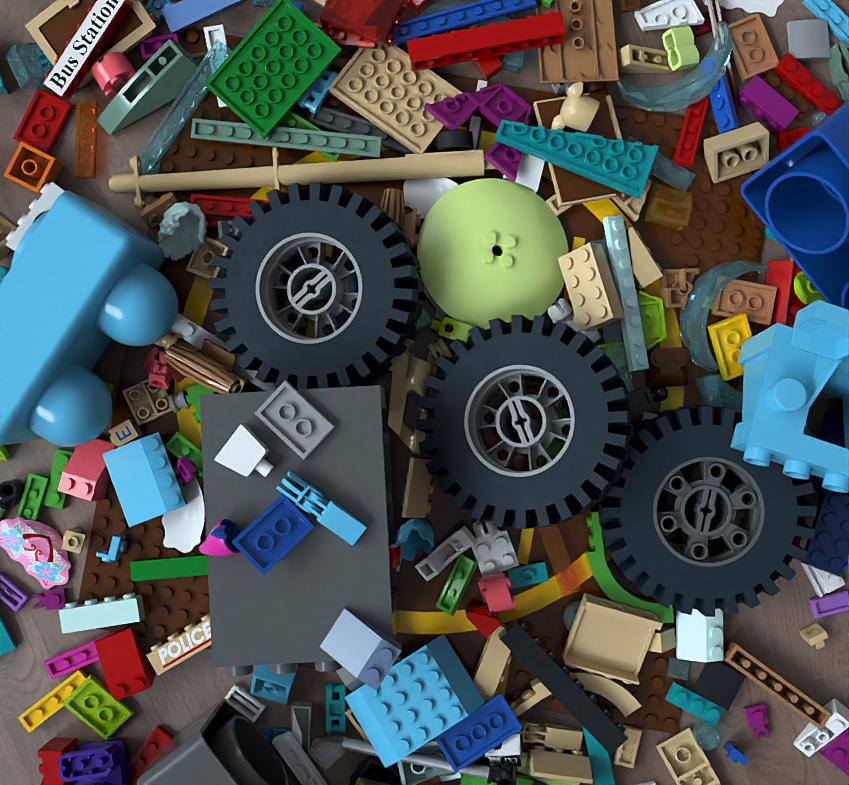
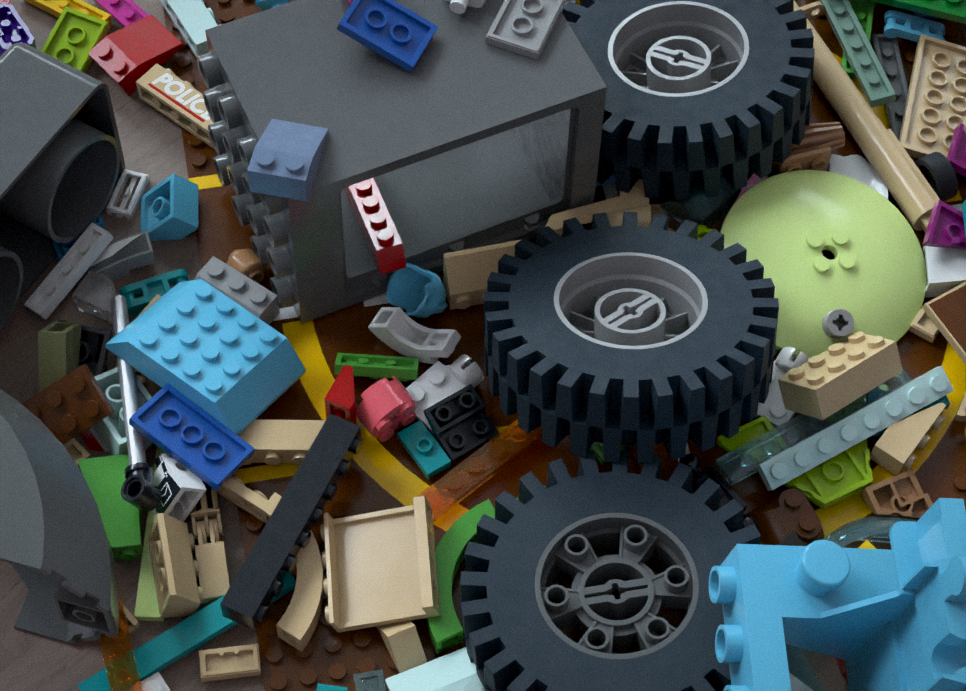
camera: 65 degrees right, 30 degrees down
(332, 514) = (434, 74): medium azure arm -> none
(522, 547) = (460, 423): none -> black slope
(546, 272) = (831, 324): none -> light grey wheel

